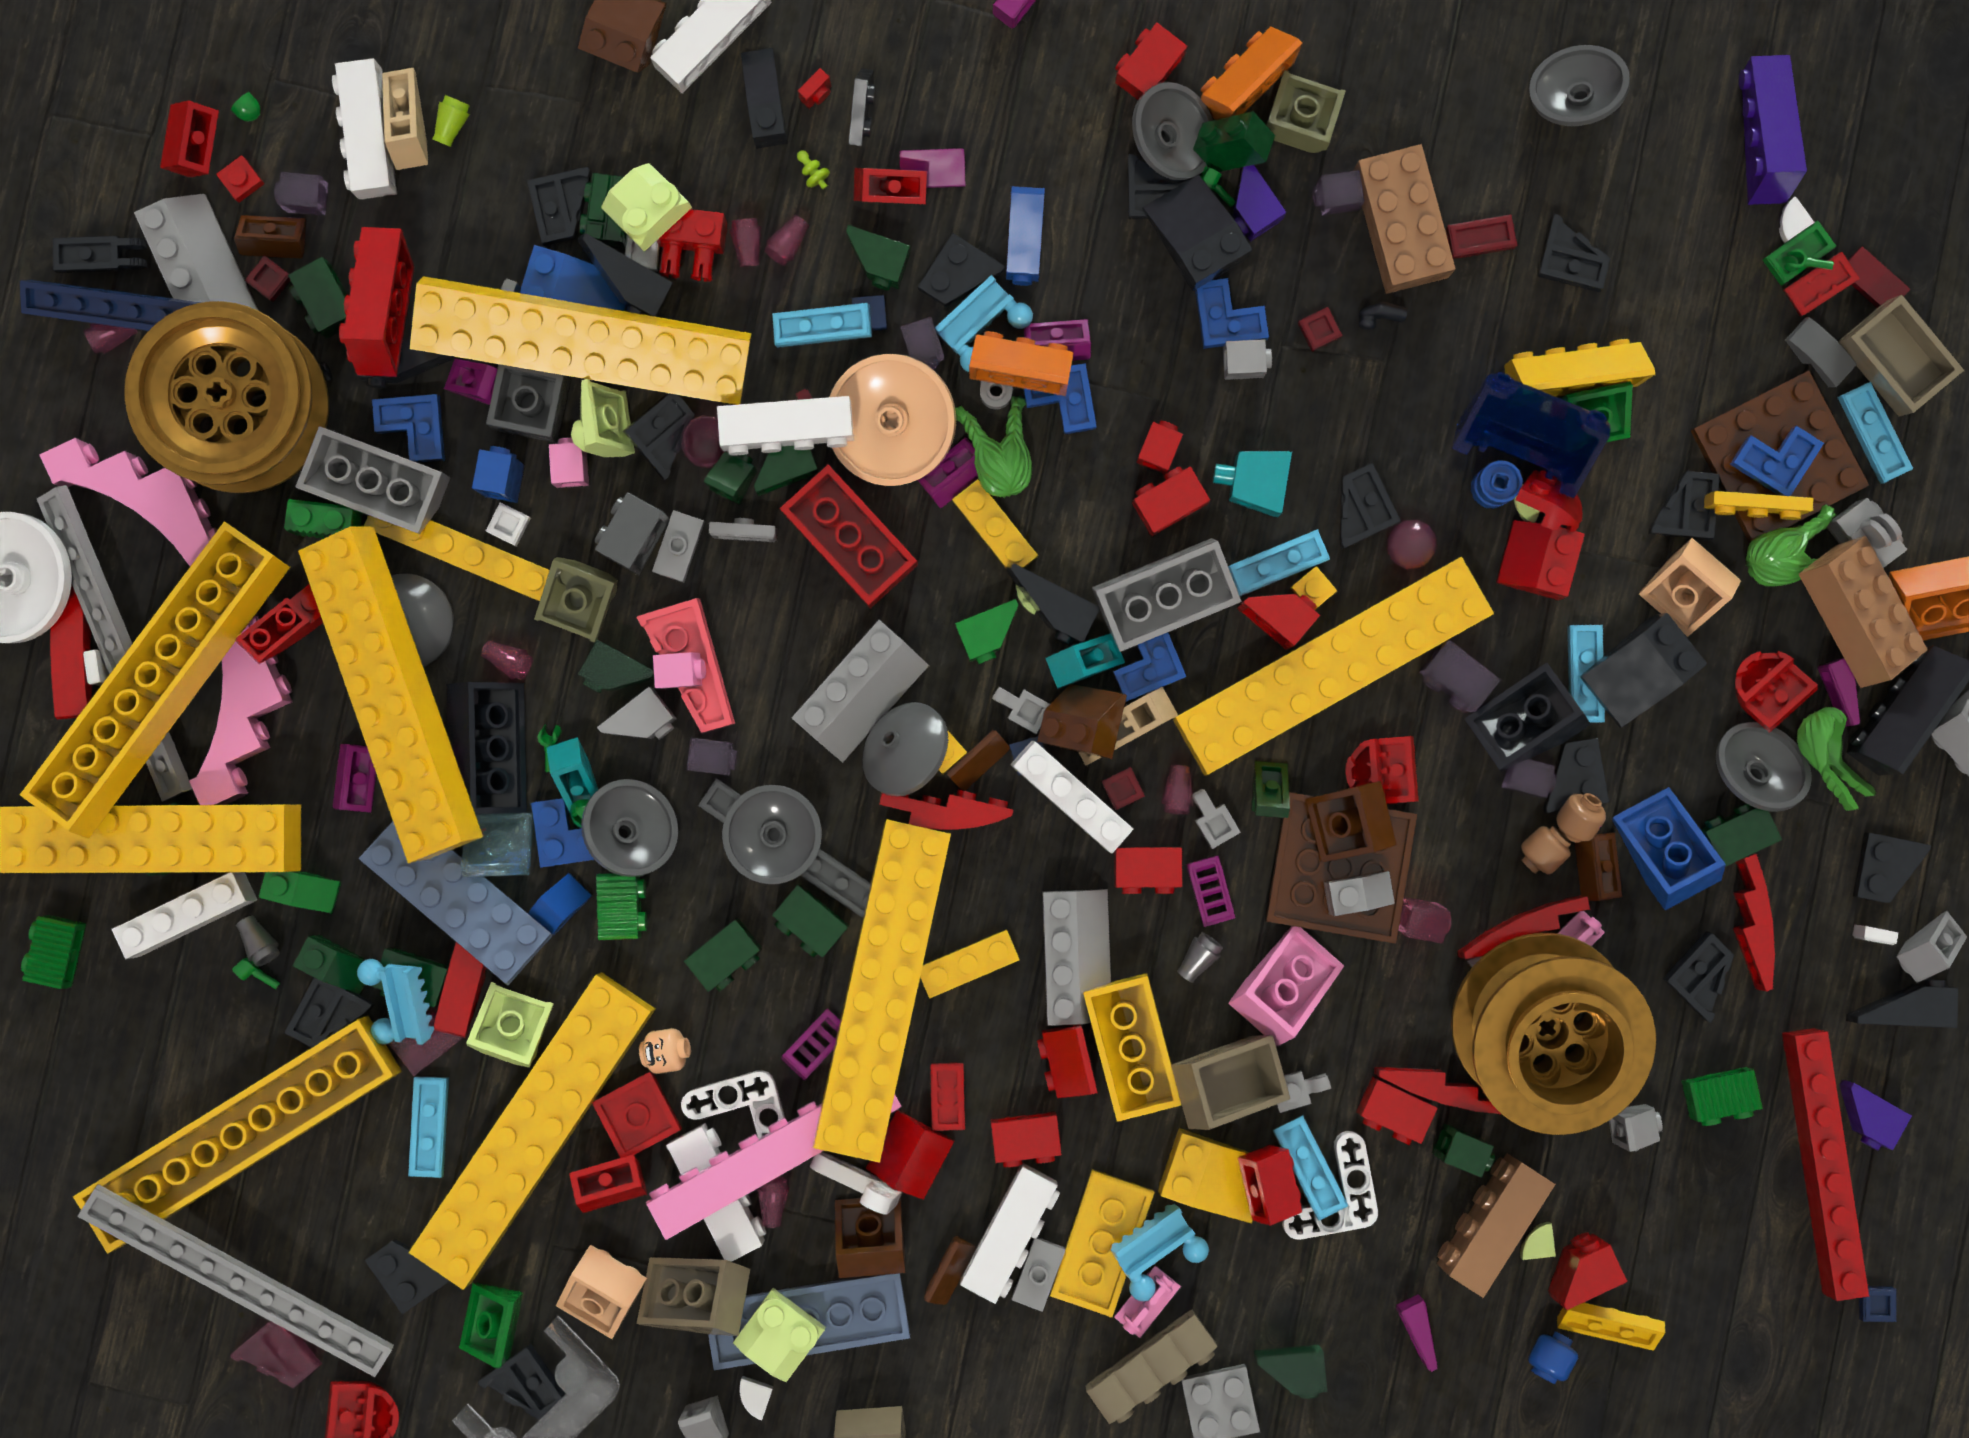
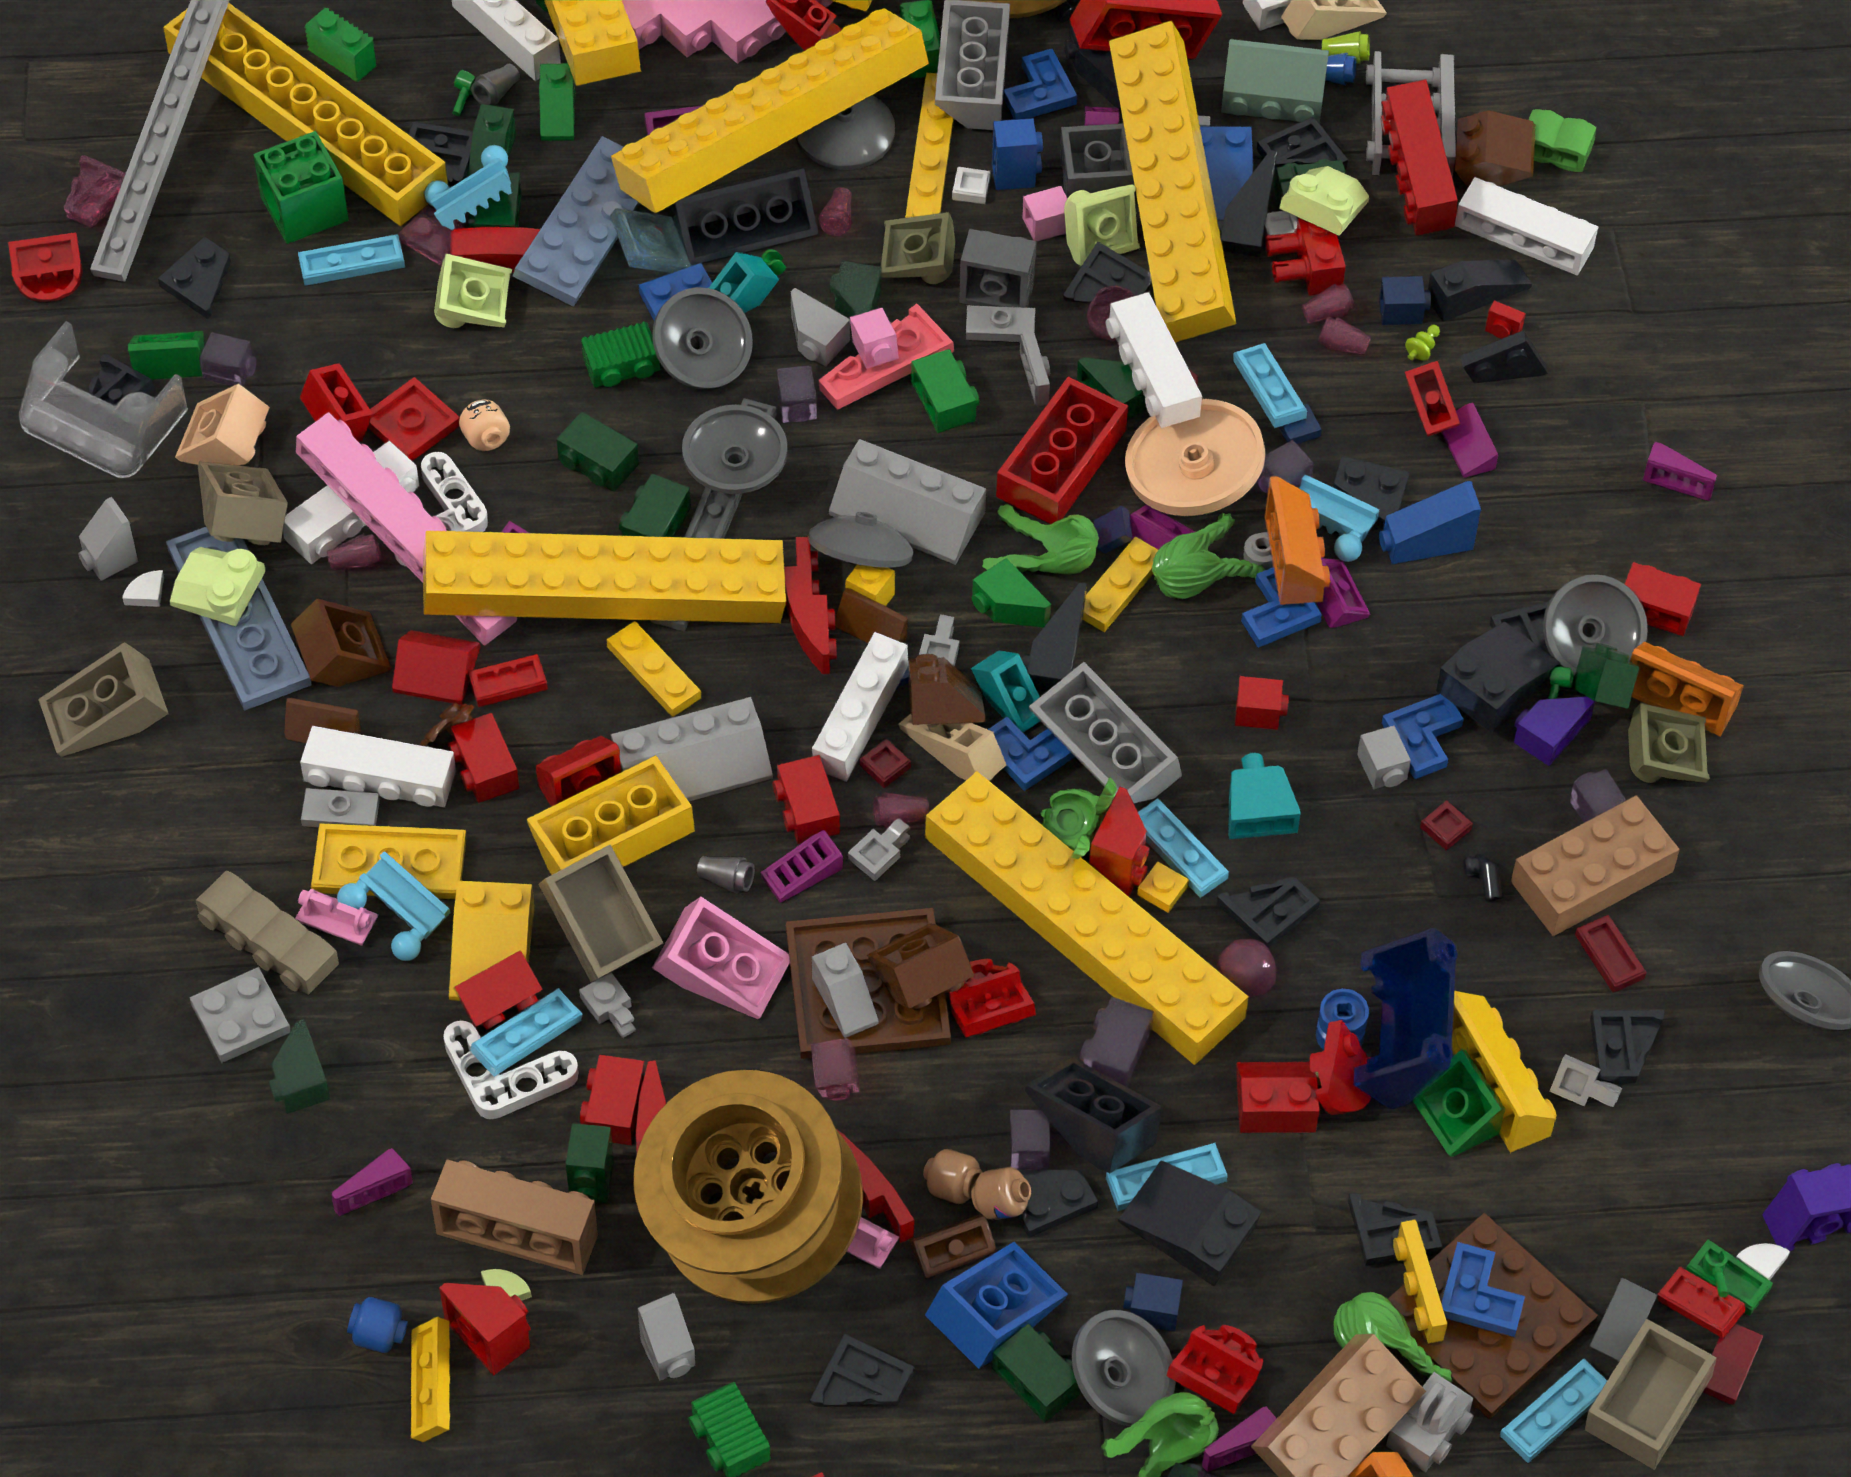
camera: 75 degrees right, 30 degrees down
(167, 1079) = (341, 44): none -> green brick
(341, 1161) = (301, 187): none -> green brick
(471, 142) = (1341, 69): none -> blue cone
(482, 204) = (1274, 81): none -> sand green slope
(520, 1270) = (227, 360): none -> clear purple brick
(532, 1130) = (373, 335): yellow brick -> none
(544, 55) = (1442, 101): none -> light grey fence
(559, 904) = (604, 307): blue slope -> none
(623, 101) = (1419, 157): none -> red brick
(731, 476) = (1084, 336): dark green slope -> none
(744, 620) = (944, 390): none -> green brick
(763, 171) = (1403, 300): none -> dark blue brick
(876, 1193) = (394, 612): white beam -> none
(880, 257) = (1357, 416): dark green slope -> none
(940, 516) = (1113, 529): none -> dark blue tile
(949, 560) = (1069, 543): none -> bright green hair
(983, 1157) = (451, 716): none -> reddish brown plate
(1170, 500) = (1206, 726): red brick -> none
(1243, 649) = (1077, 816): none -> bright green hair
(1270, 790) = (929, 889): dark green slope -> none
(1601, 305) = (1578, 1082): none -> light grey plate
(1690, 587) = (1304, 1250): light nougat slope -> none
(1702, 721) = (1155, 1300): none -> dark blue brick
(1757, 933) = (931, 1420): red slope -> none

